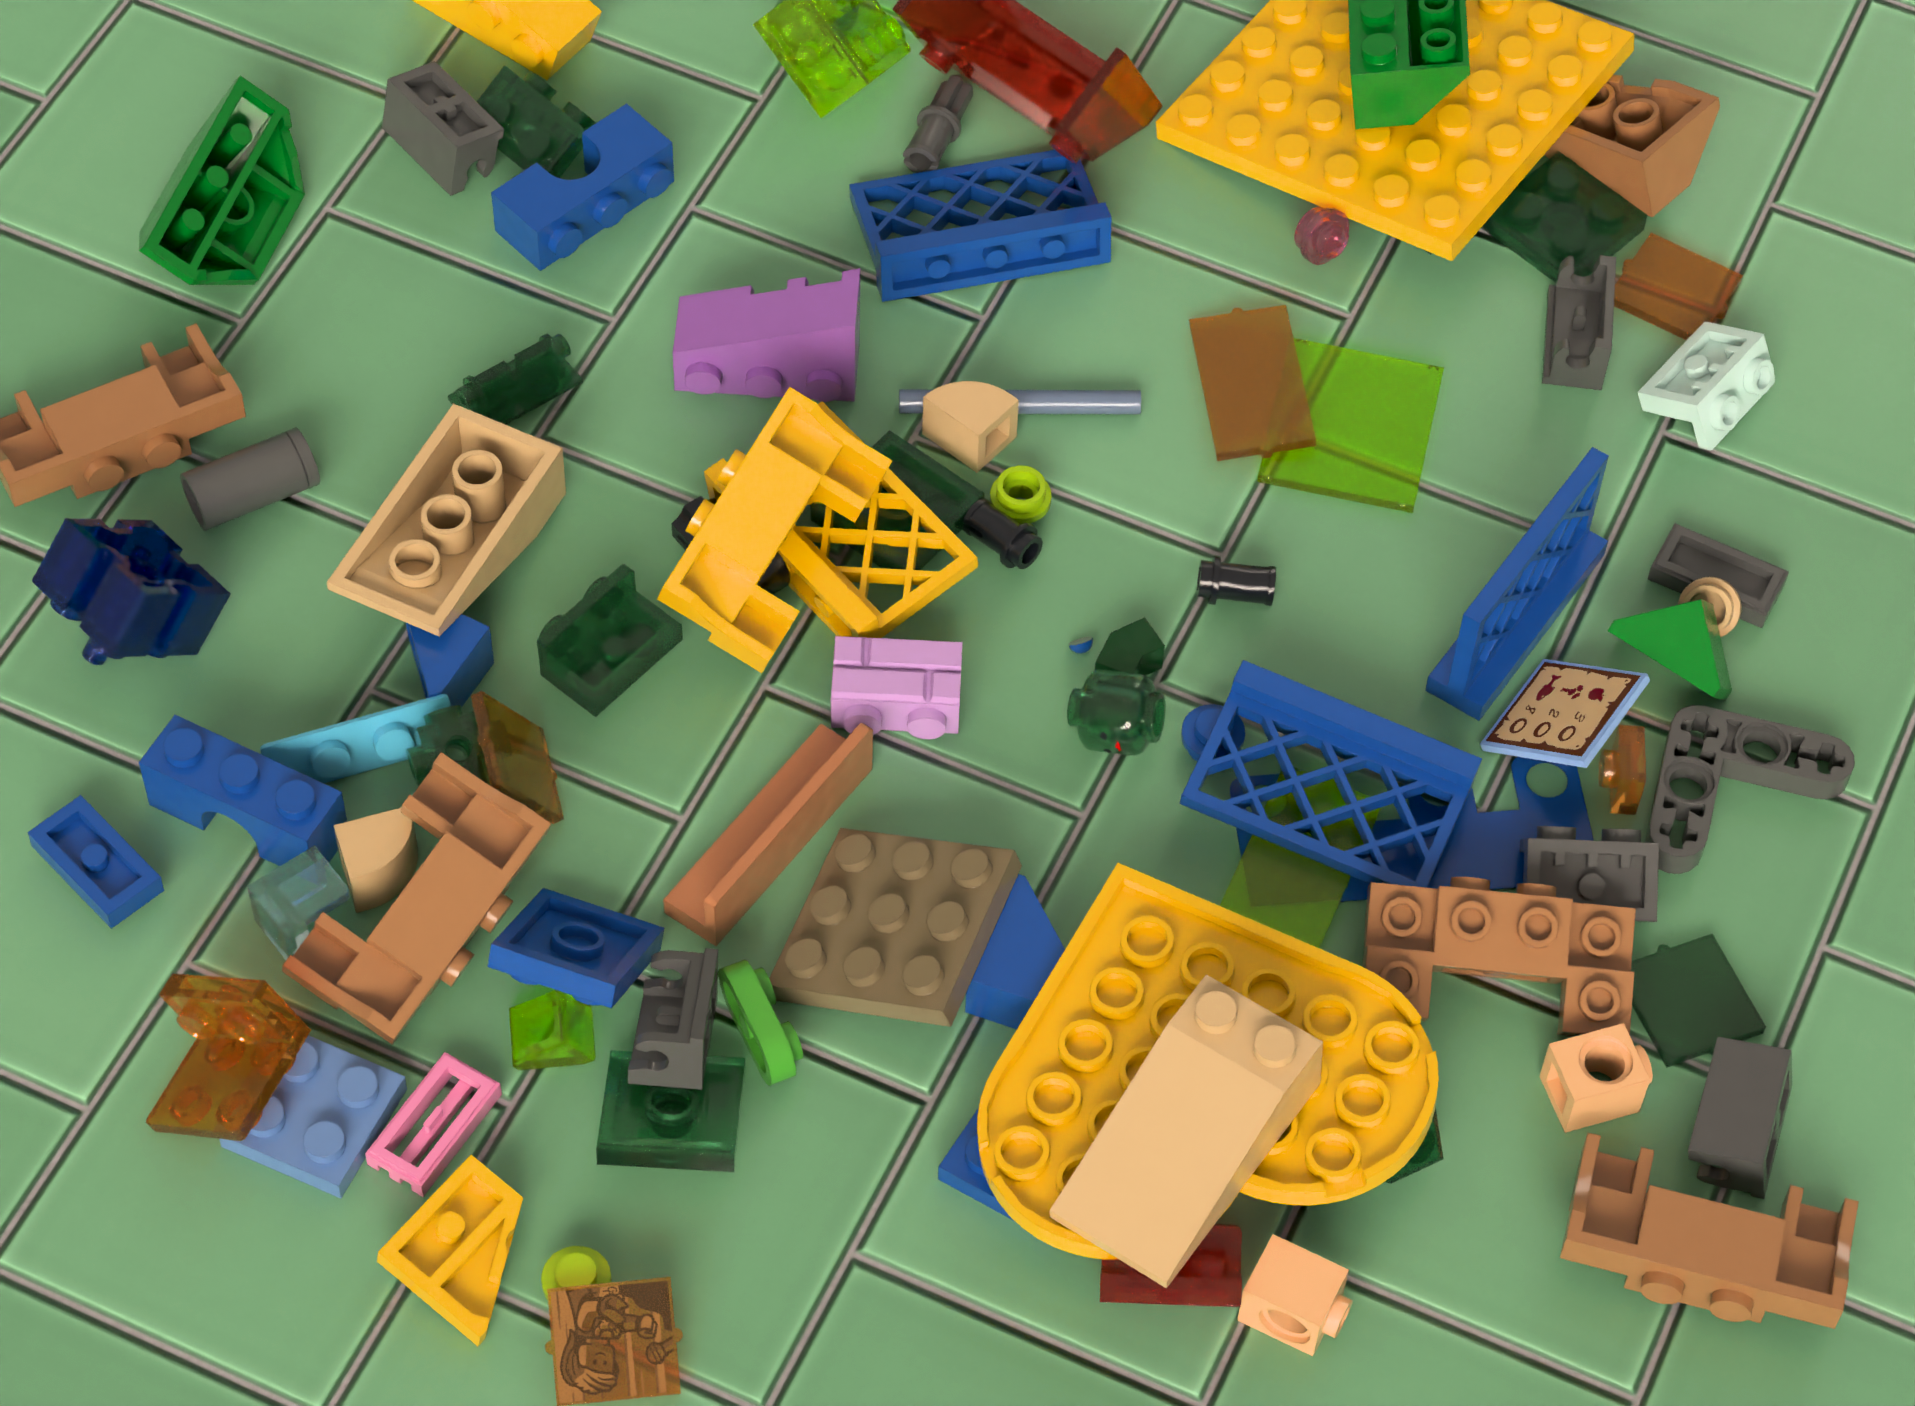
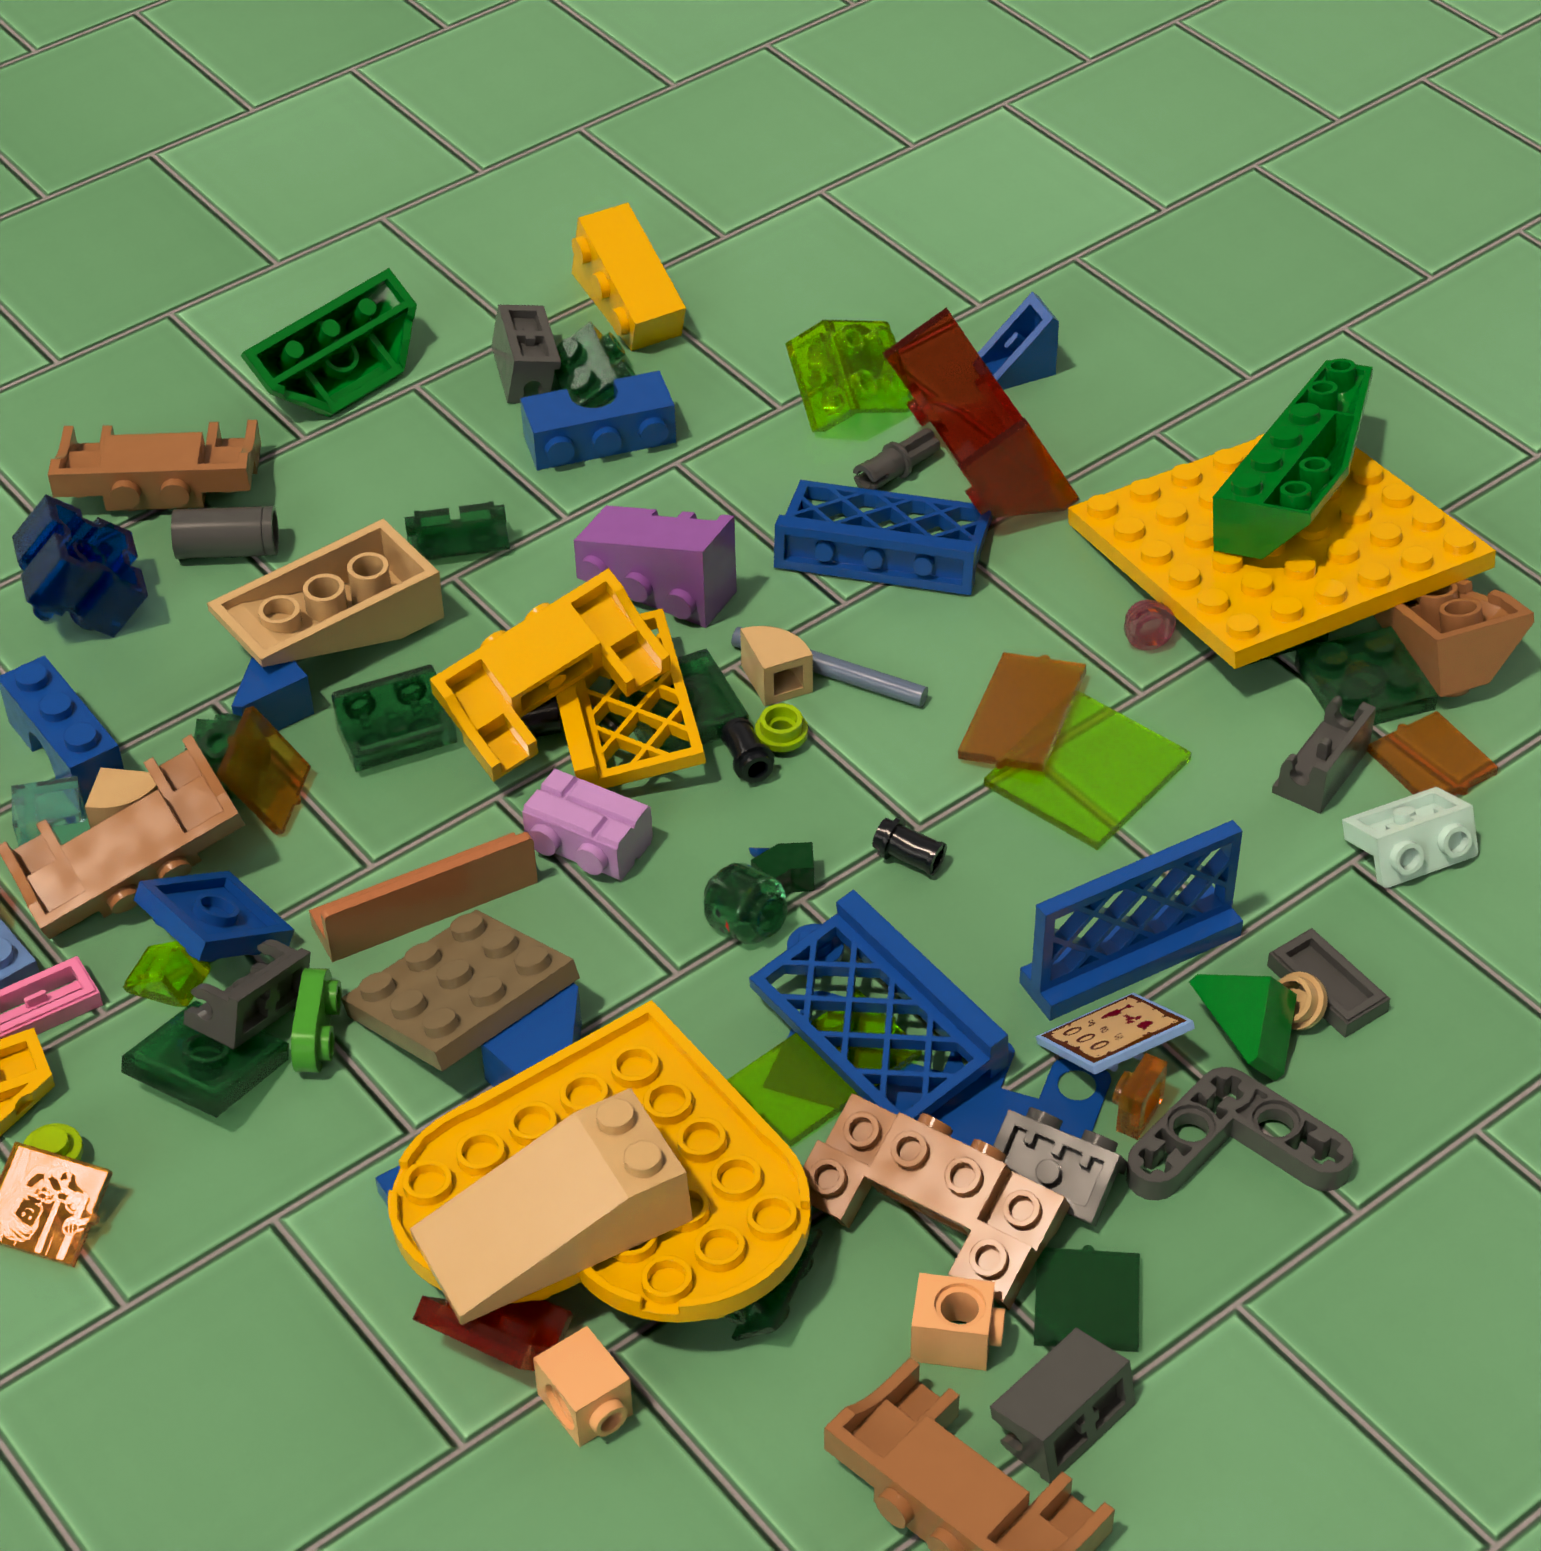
camera: 30 degrees right, 10 degrees down
(356, 743) = (152, 725): medium azure piece -> none

